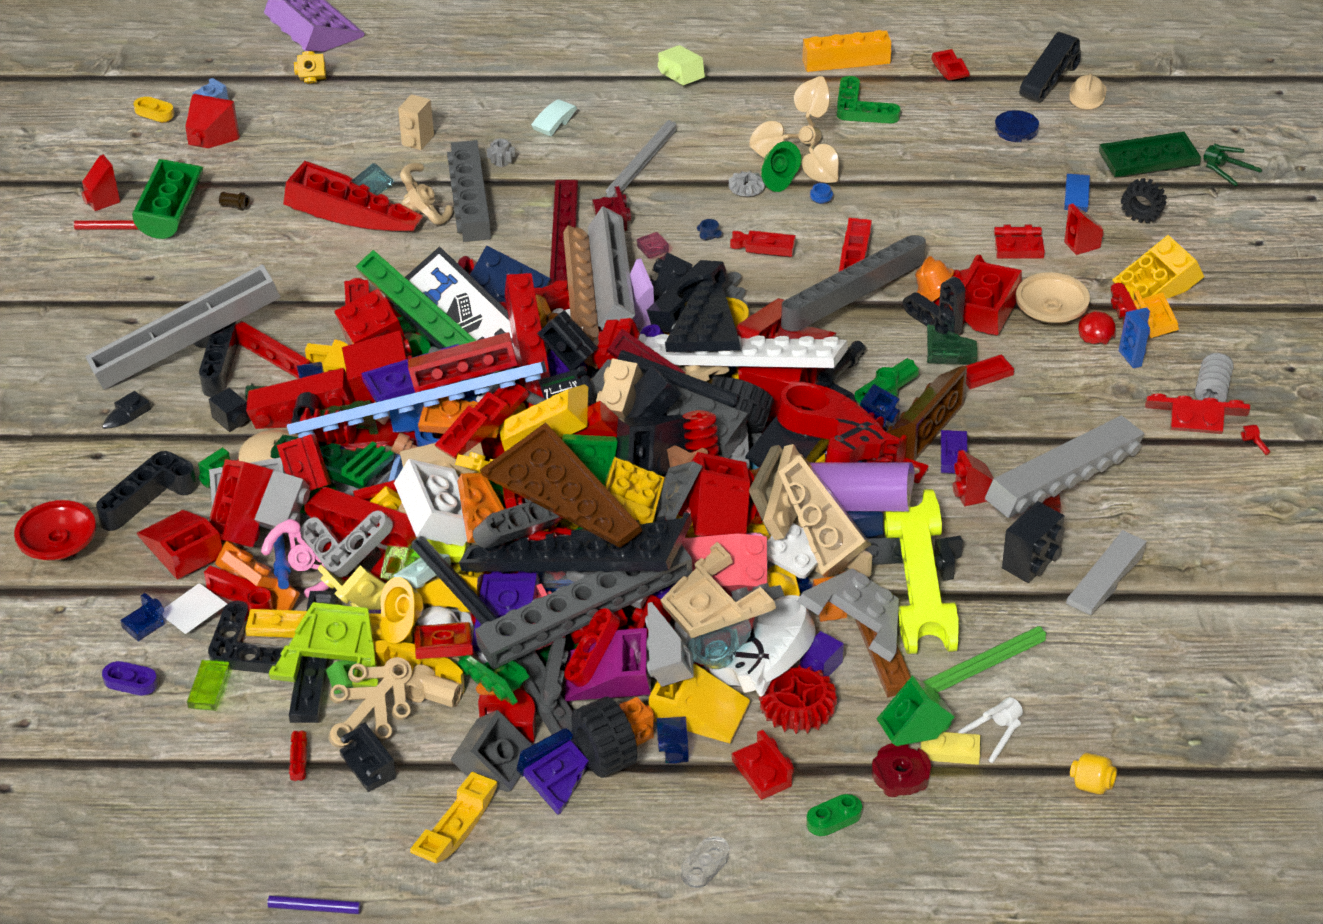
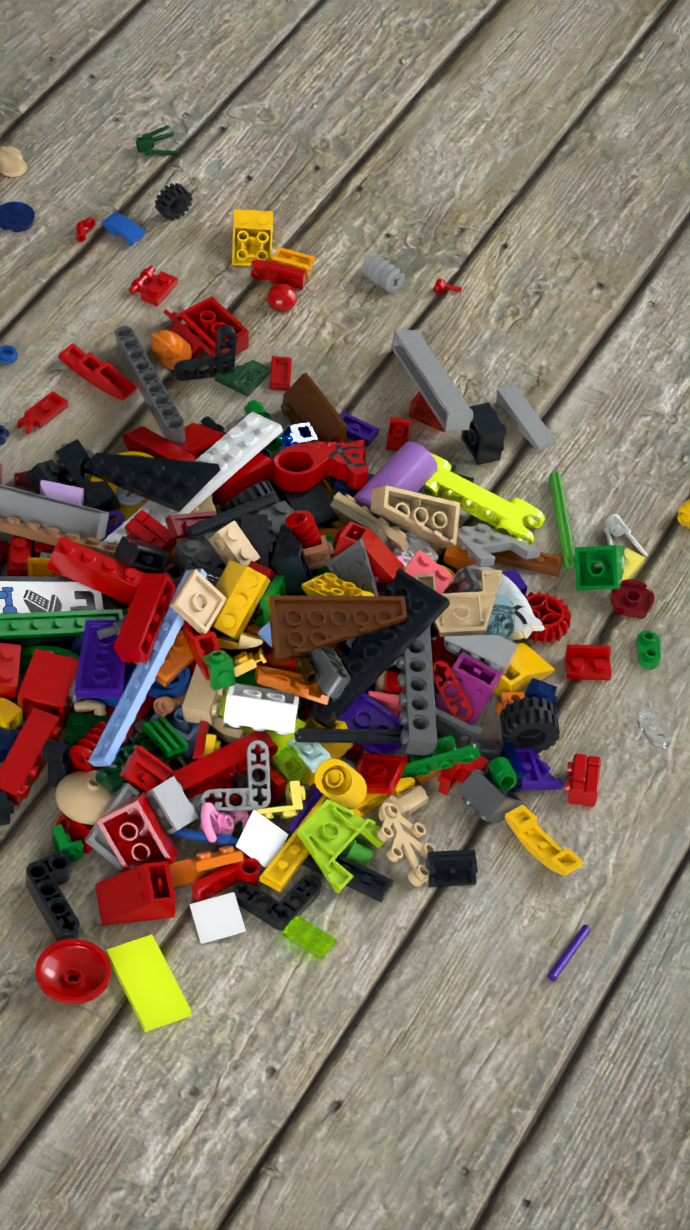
camera: 70 degrees left, 5 degrees up
(83, 593) = (148, 983): none -> neon yellow tile
(129, 678) = (272, 984): dark purple plate -> none
(144, 619) = (209, 951): clear blue bracket -> none
(295, 587) = (261, 839): none -> white sticker
(298, 755) = (420, 909): red axle -> none
(445, 444) = (220, 669): none -> green bracket
(504, 383) = (198, 601): none -> tan tile
(504, 502) = (305, 667): none -> dark brown pin
(515, 739) = (502, 773): none -> green brick
(574, 823) = (583, 781): none -> red brick
(1050, 168) = (84, 227): none -> red arm
(1052, 297) = (244, 298): tan dish -> none
(1082, 231) = (179, 249): red slope -> none
(1135, 336) = (319, 284): blue bracket -> none
(1149, 154) = (113, 172): dark green plate -> none
(1197, 415) = (408, 298): red bracket -> none

